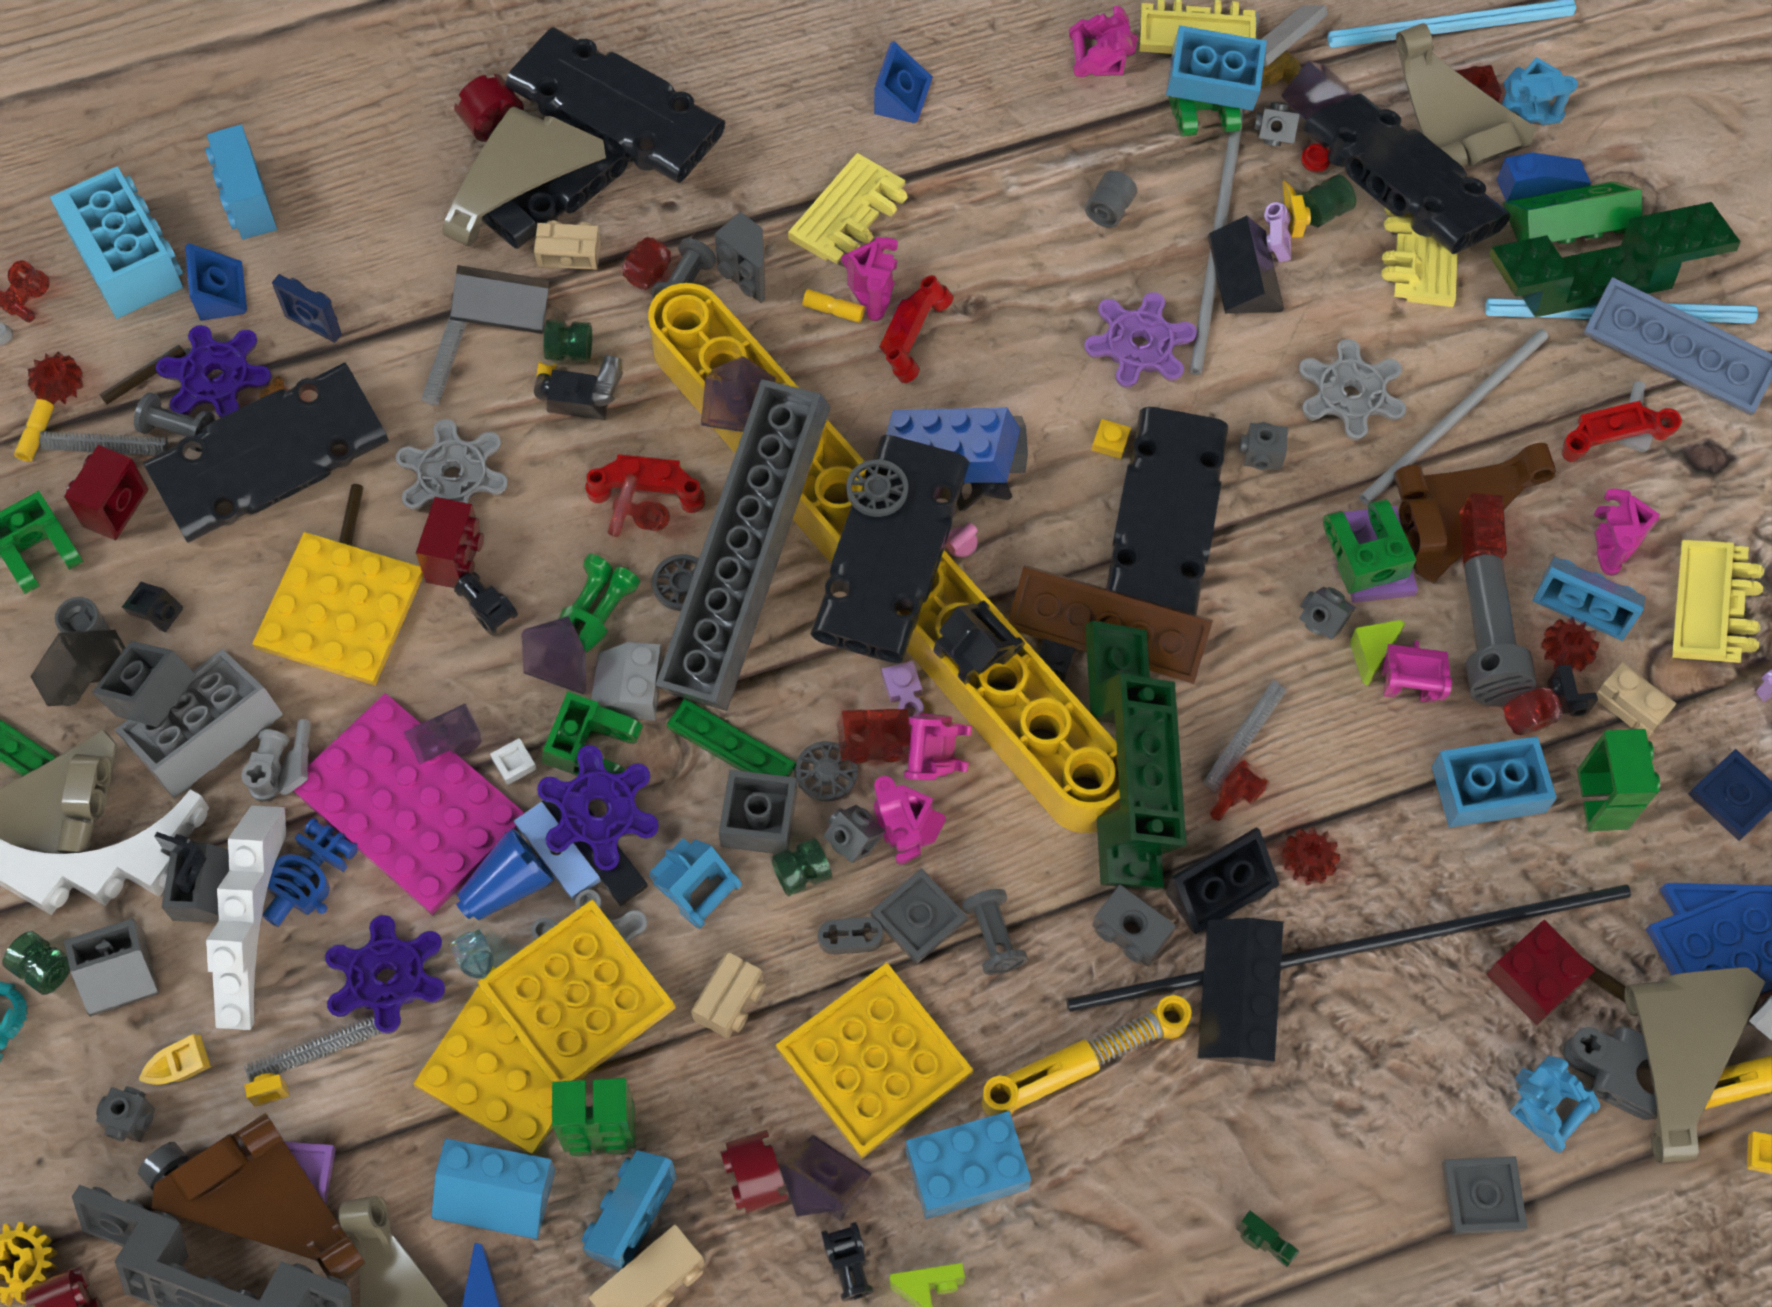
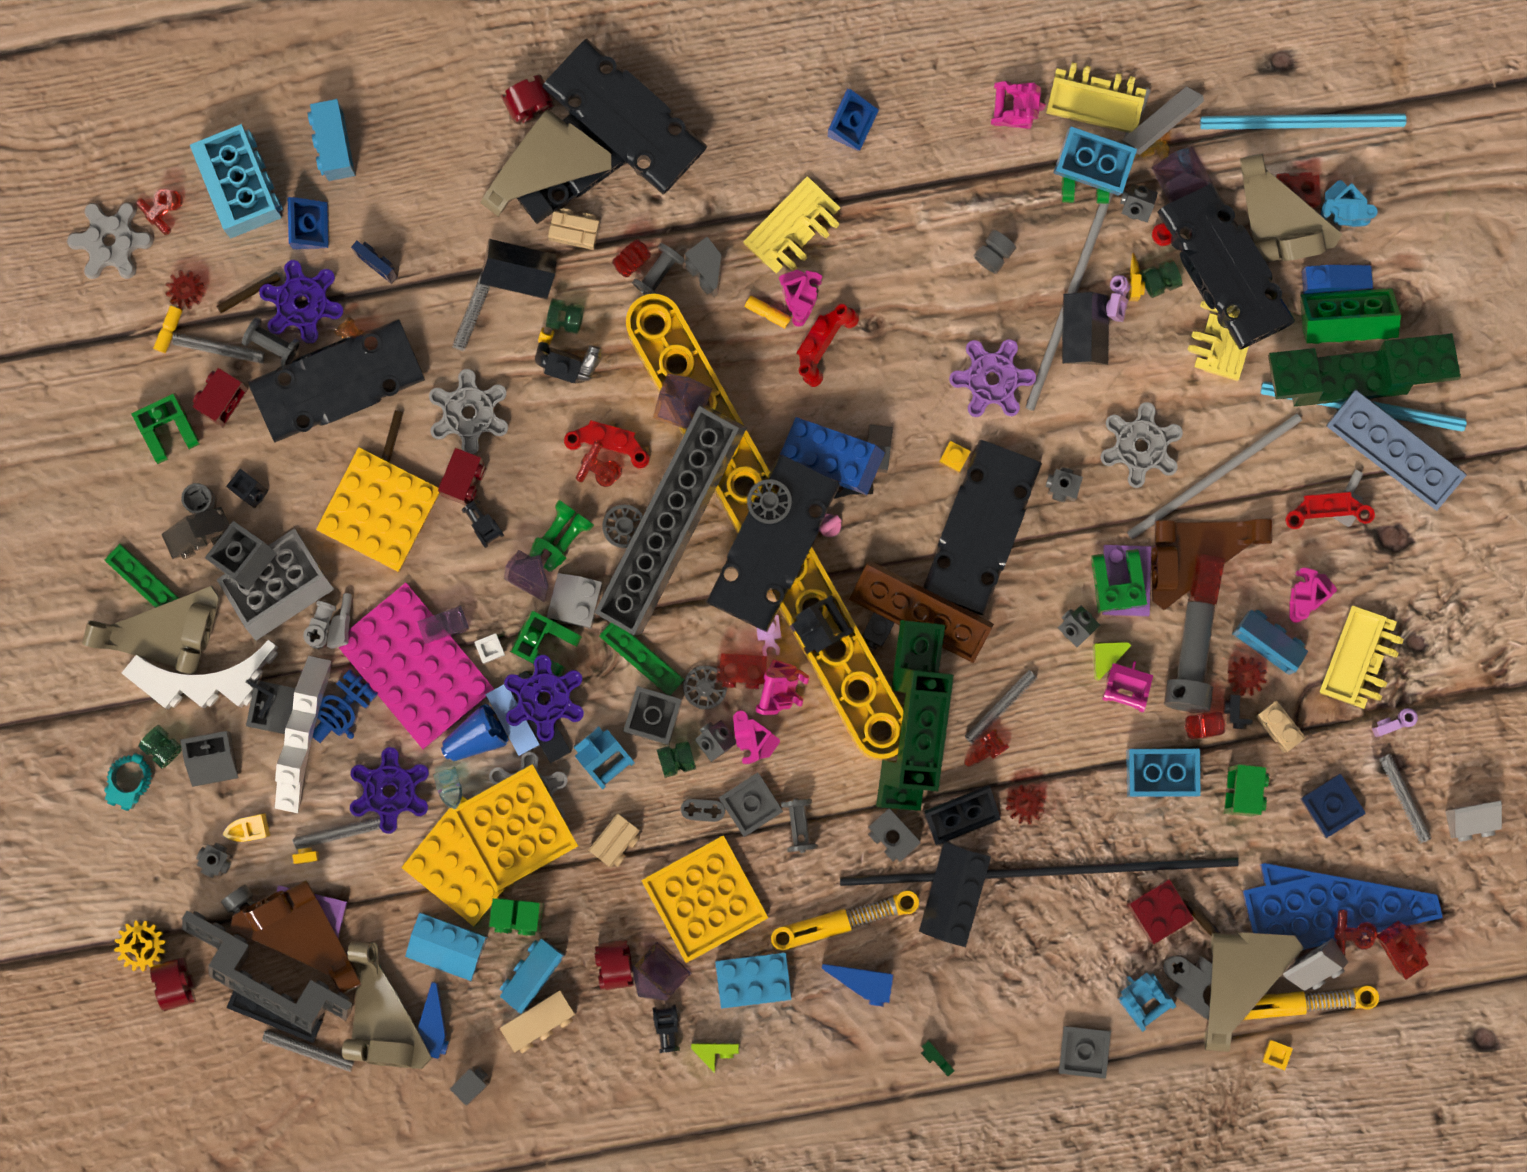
camera: 10 degrees right, 20 degrees up
(1134, 1138) = (868, 984): none -> blue slope

